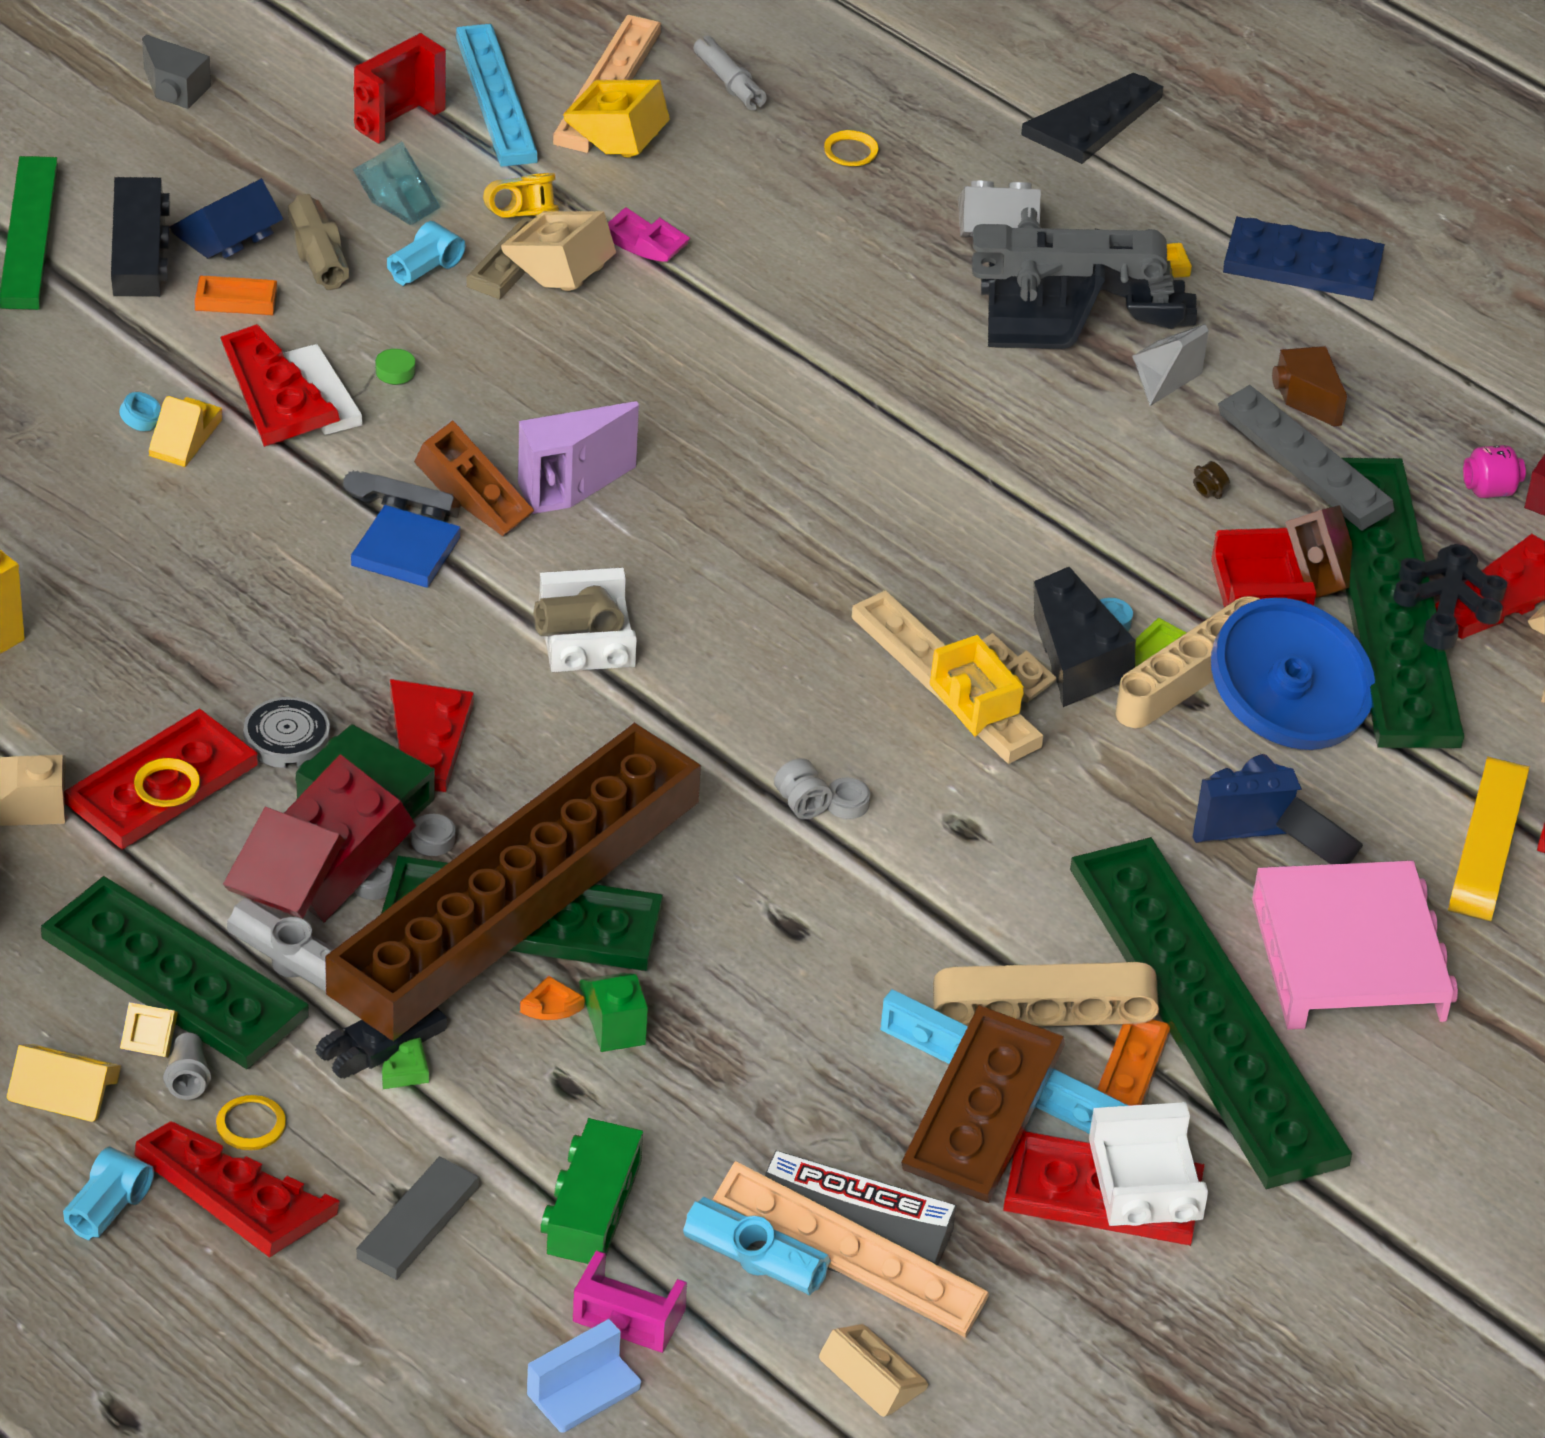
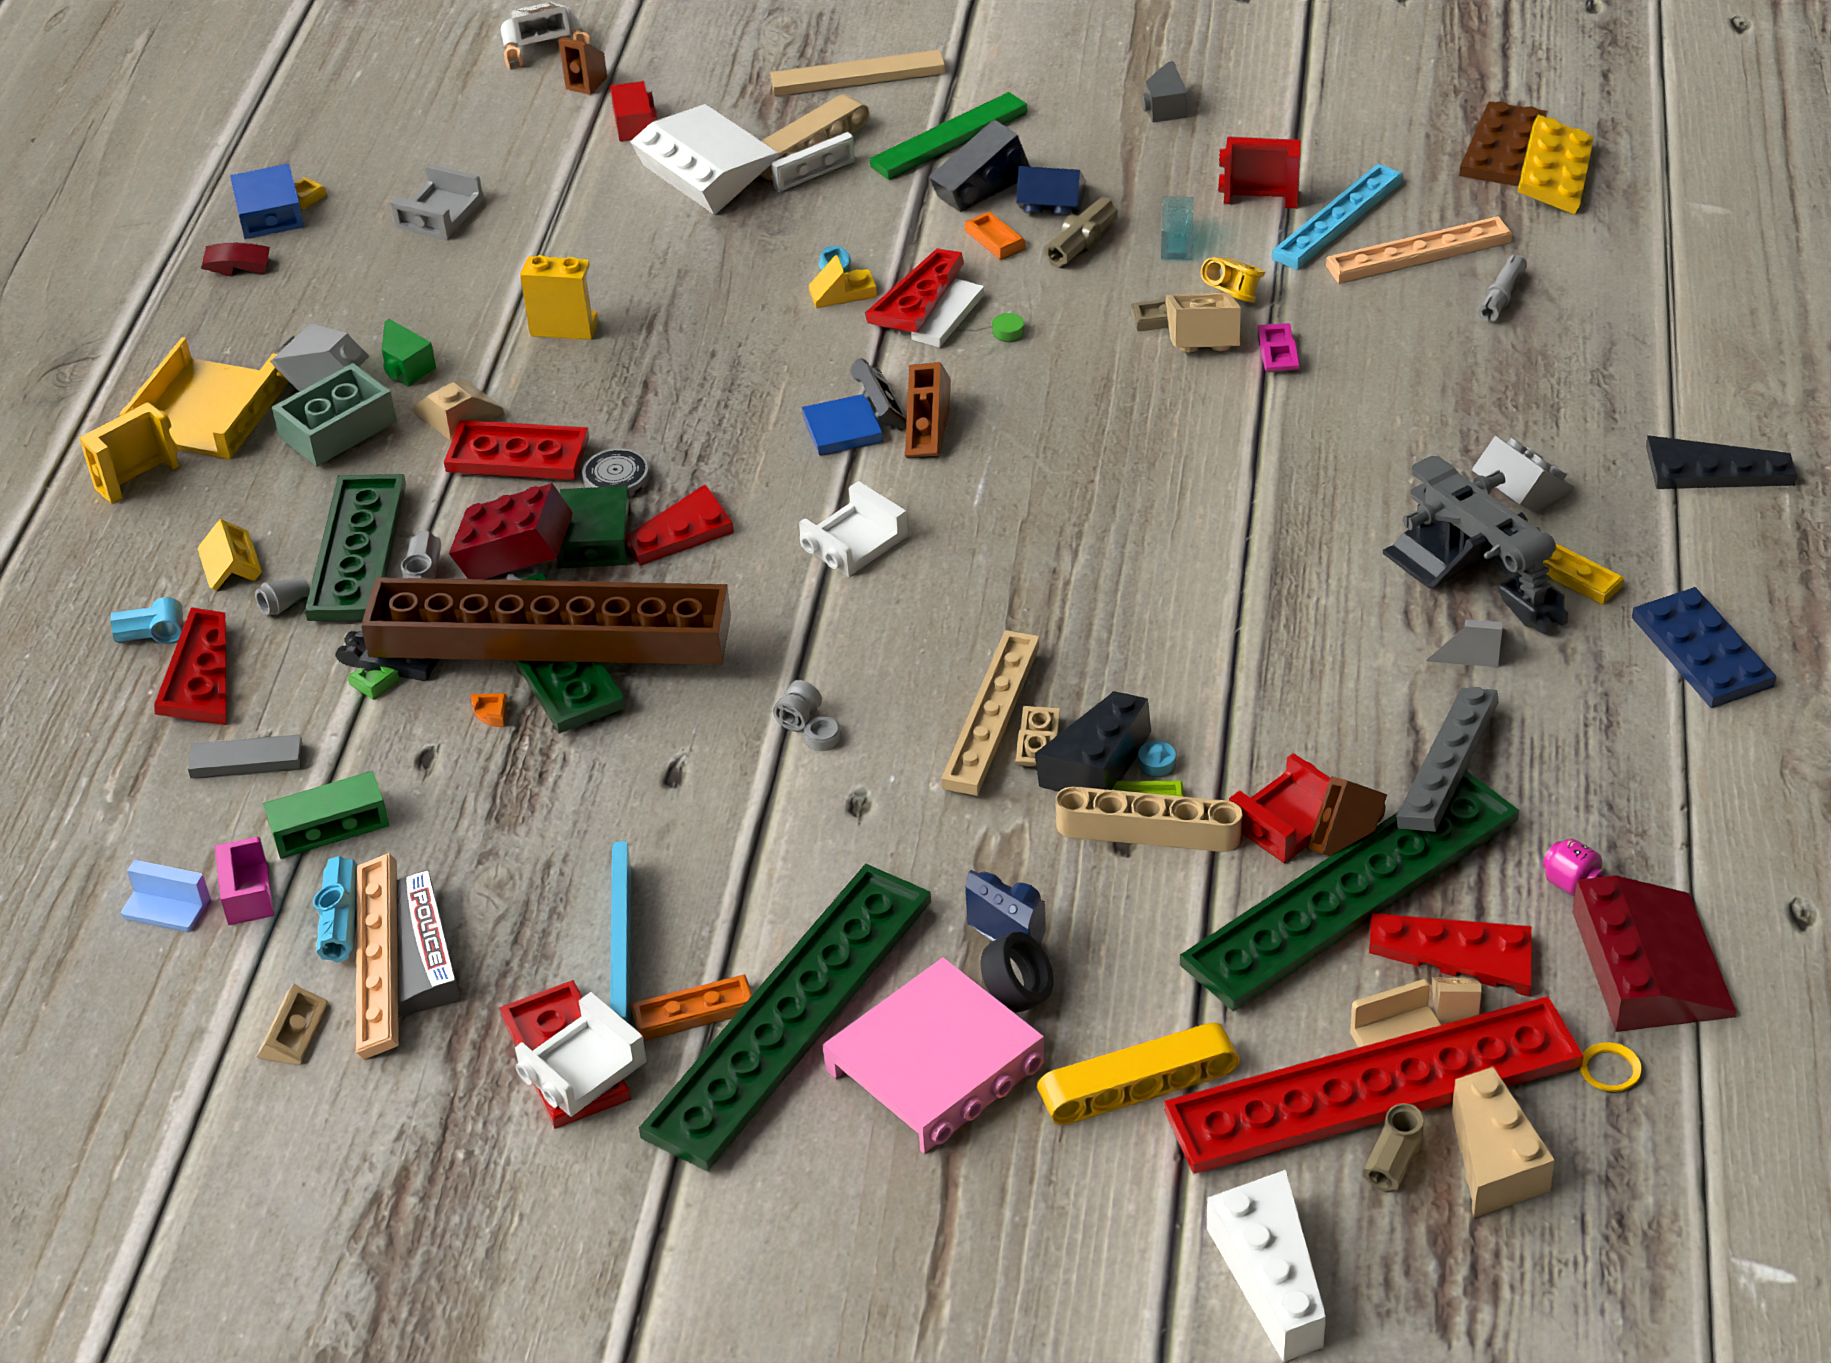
camera: 60 degrees right, 0 degrees up
(148, 1030) = (296, 561): tile -> none
(162, 764) = (500, 439): yellow piece -> none
(250, 1143) = (270, 662): yellow piece -> none
(284, 862) = (455, 522): tile -> none
(430, 248) = (1138, 276): medium azure piece -> none
(433, 835) = (589, 573): light grey tile -> none
(575, 454) = (992, 433): lavender slope -> none
(584, 613) = (851, 524): dark tan piece -> none
(616, 1010) = (501, 734): green slope -> none
(619, 114) = (1375, 268): yellow slope -> none
(852, 135) = (1508, 369): yellow piece -> none
(975, 683) = (977, 723): yellow window -> none
(983, 1103) = (560, 941): reddish brown plate -> none
(1051, 993) = (709, 922): tan beam -> none
(1211, 480) = (1367, 728): dark brown plate -> none
(1292, 673) = (1184, 871): blue dish -> none
(1311, 383) = (1548, 719): reddish brown slope -> none
(1455, 564) = (1430, 898): black plant -> none

